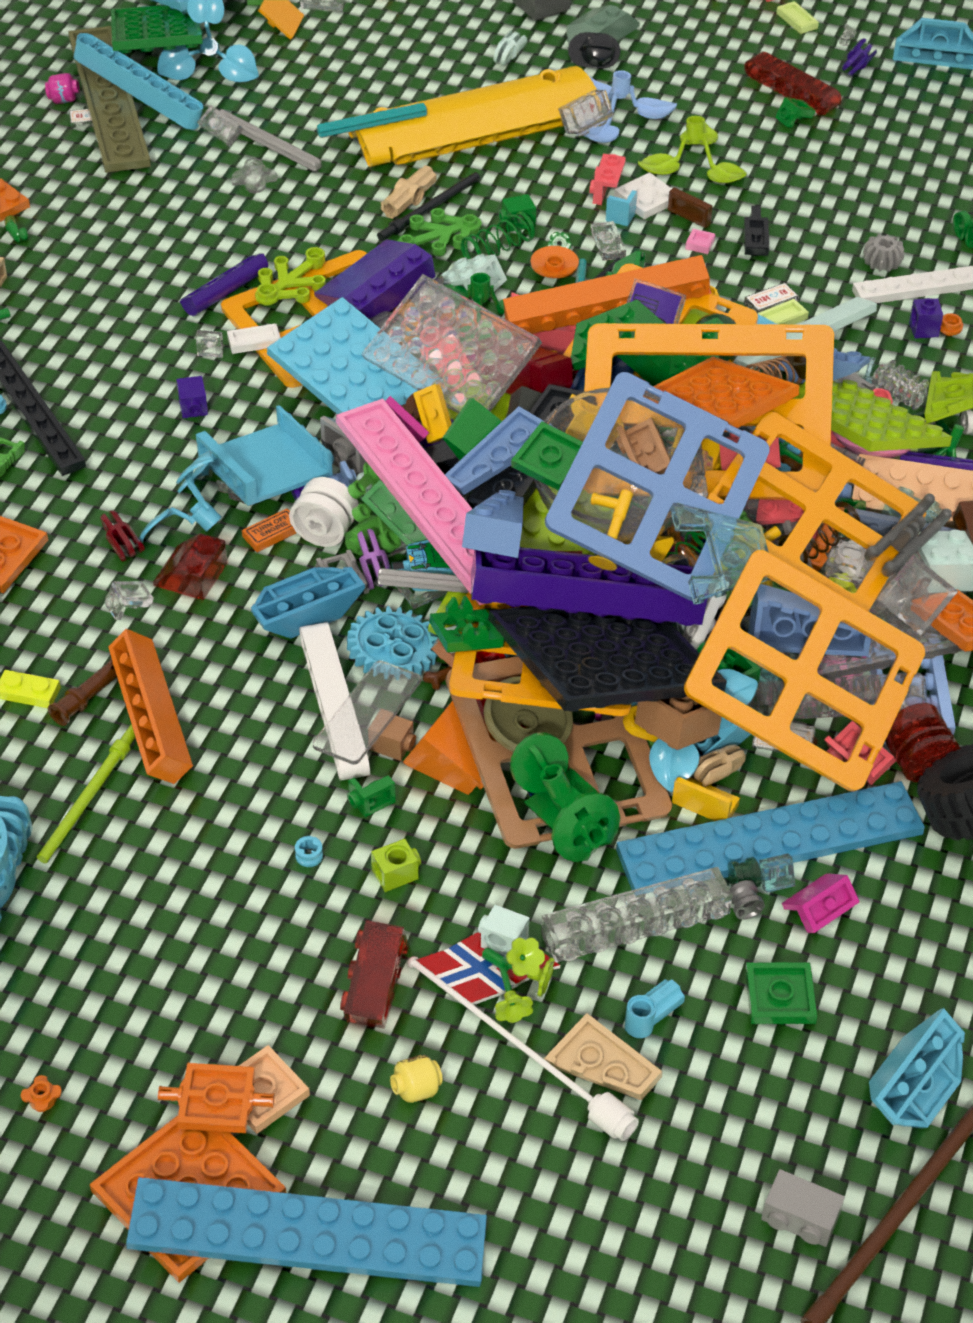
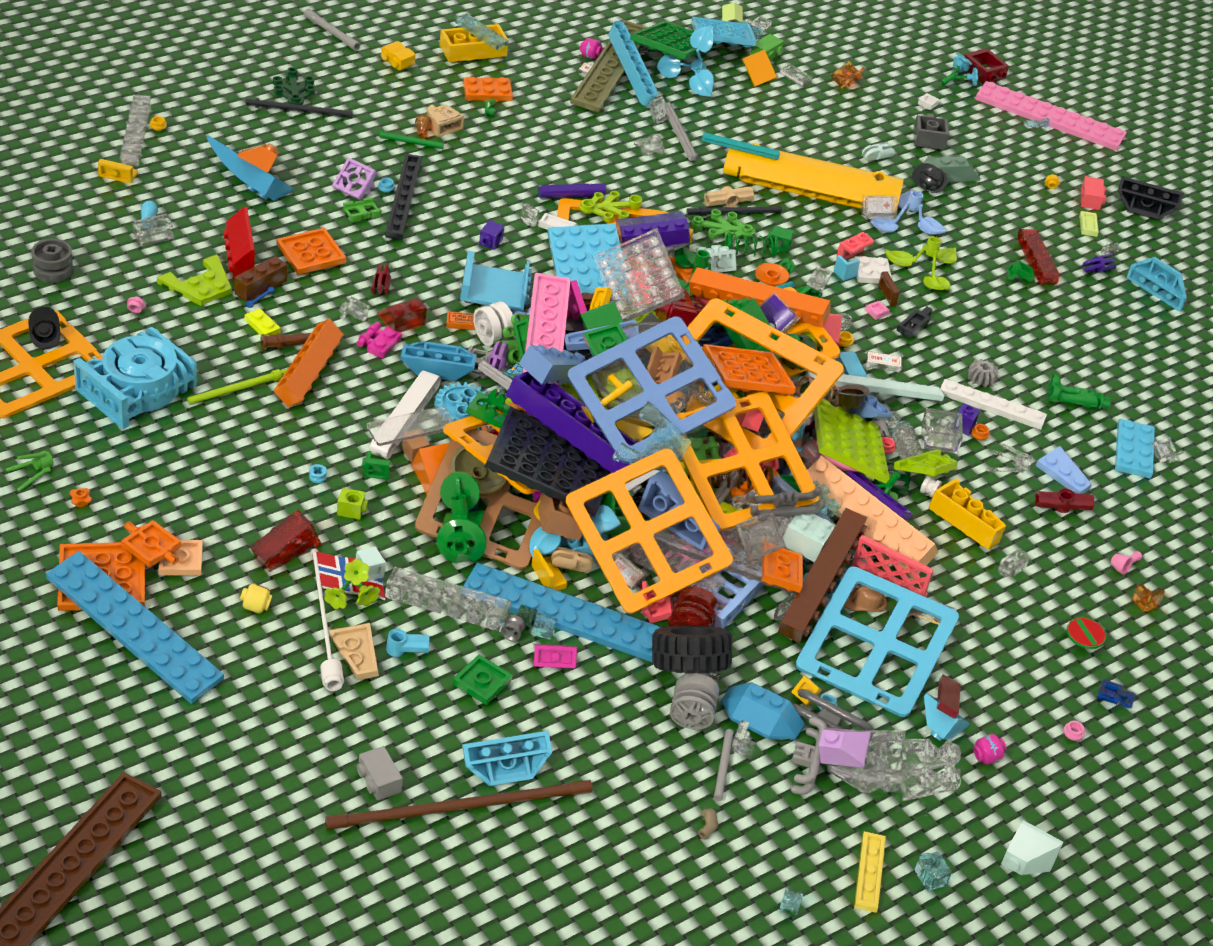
camera: 30 degrees right, 5 degrees down
(202, 511) = (434, 290): medium azure plant -> none
(205, 620) = (383, 341): none -> dark pink plate
(786, 313) = (880, 372): yellowish green tile -> none
(921, 346) = (941, 430): none -> clear brick

